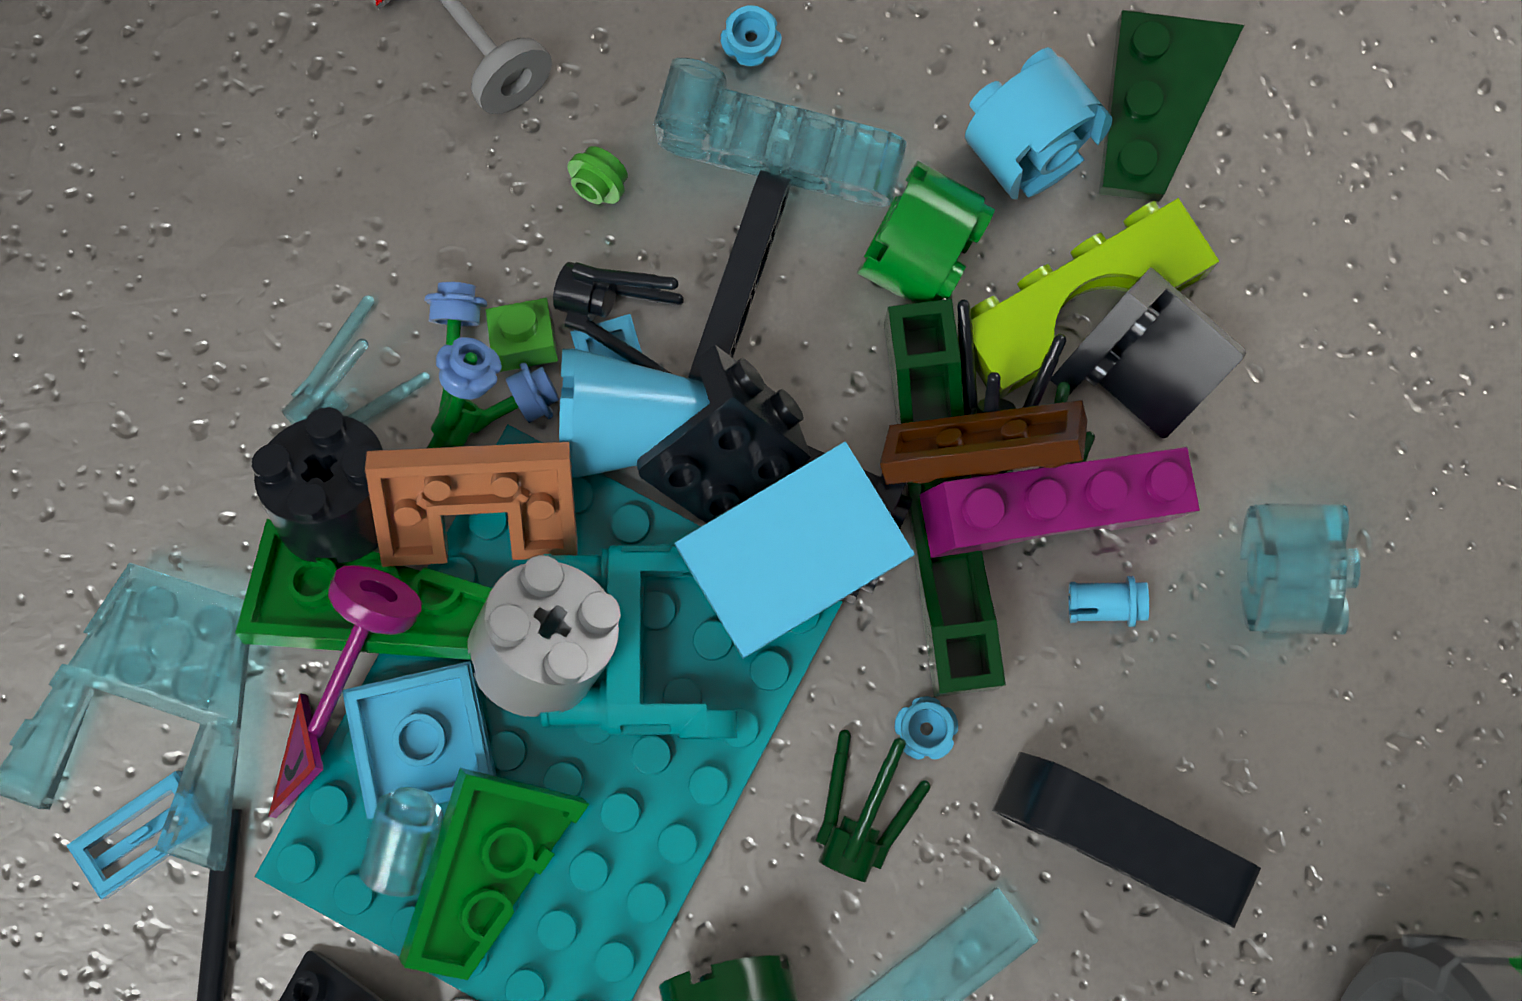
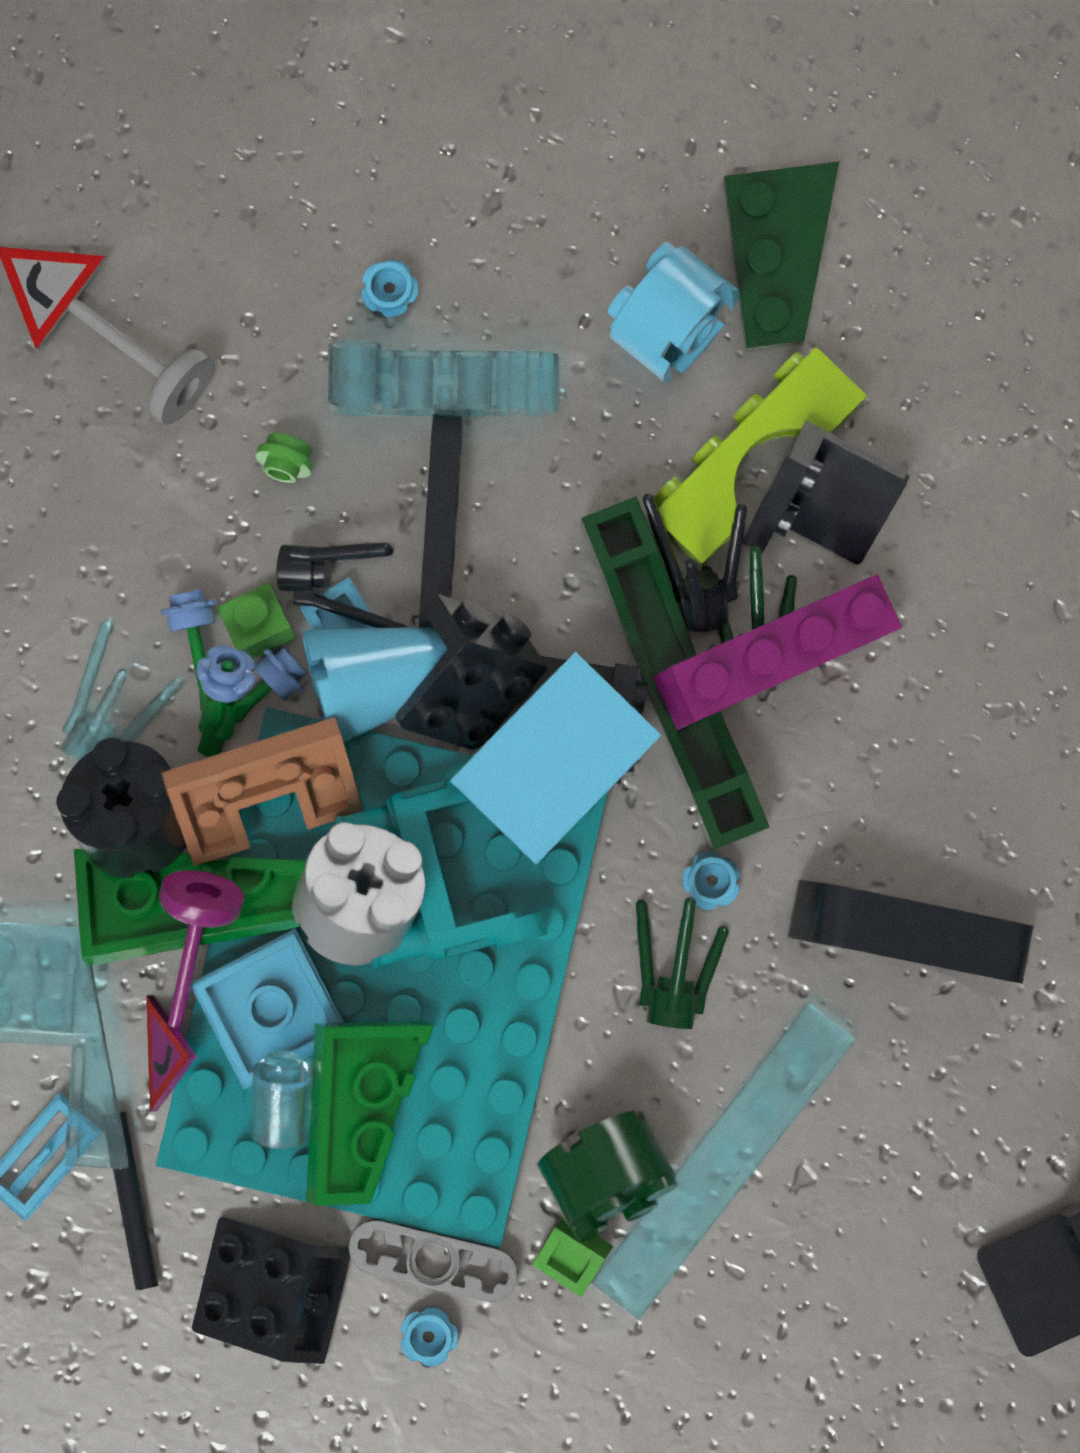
camera: 15 degrees left, 5 degrees up
(924, 235) = (597, 442): green brick -> none
(985, 443) = (697, 621): reddish brown plate -> none
(1109, 601) = (845, 726): medium azure pin -> none
(1297, 568) = (1001, 655): clear light blue brick -> none

